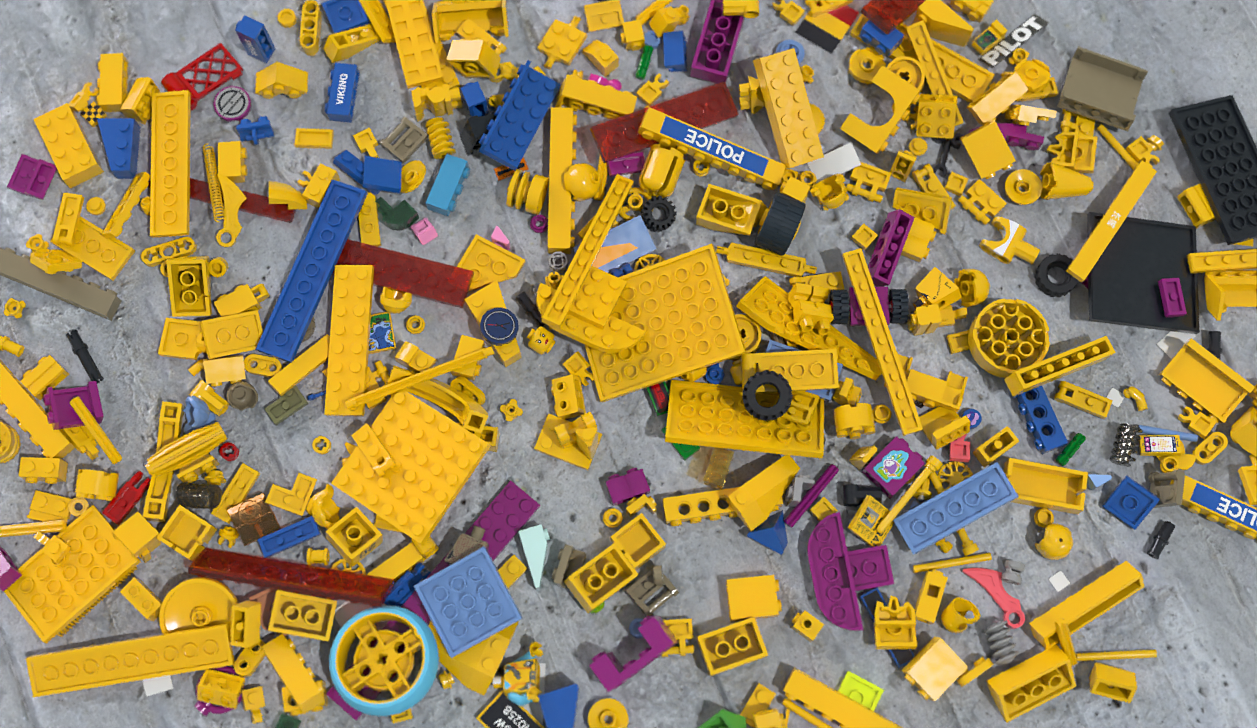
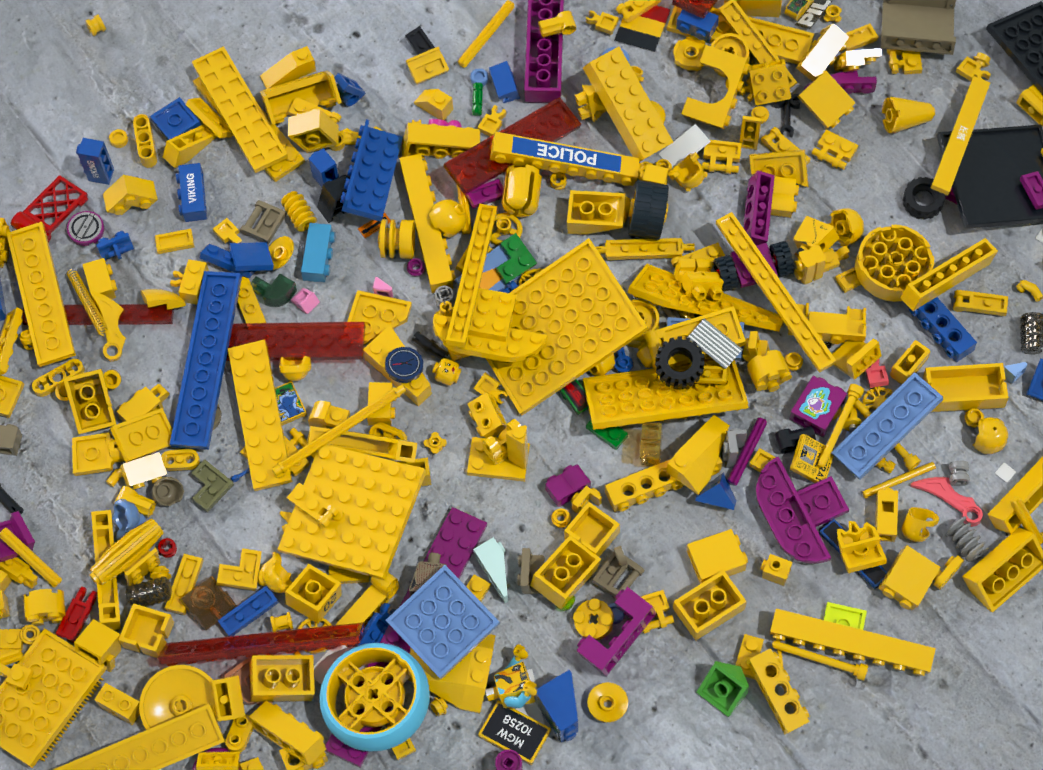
camera: 10 degrees left, 10 degrees down
(228, 533) = (187, 622): yellow plate -> none
(301, 366) = (218, 450): yellow tile -> none
(317, 441) = (252, 516): yellow bush -> none
(415, 319) = (320, 382): yellow plate -> none
(438, 100) = (286, 177): yellow hips -> none
(496, 100) = (343, 166): yellow arm -> none
(520, 22) = (348, 89): none -> blue plate
(562, 42) = (393, 99): yellow plate -> none
(606, 626) = (585, 611): none -> yellow plate
(632, 35) = (460, 77): yellow brick -> none
(641, 243) = (519, 261): none -> green plate
(668, 18) = (490, 54): yellow brick -> none
(668, 209) = (530, 241): black tyre -> none
(807, 382) = (715, 343): none -> light grey sticker
(862, 456) = (787, 402): yellow slope -> none
(864, 236) = (731, 204): yellow plate -> none
(956, 183) = (805, 139): yellow tile -> none
(974, 417) = (884, 344): blue tile -> none
(1011, 243) = (871, 180): yellow connector -> none
(1026, 180) = (869, 120): yellow dish -> none
(1033, 73) = (851, 24): yellow tile -> none
(1070, 449) = (982, 349): green axle -> none
(1075, 151) = (909, 84): yellow plate -> none
(1116, 396) = (1012, 294): white sticker -> none
(1117, 146) = (944, 69): yellow bar -> none

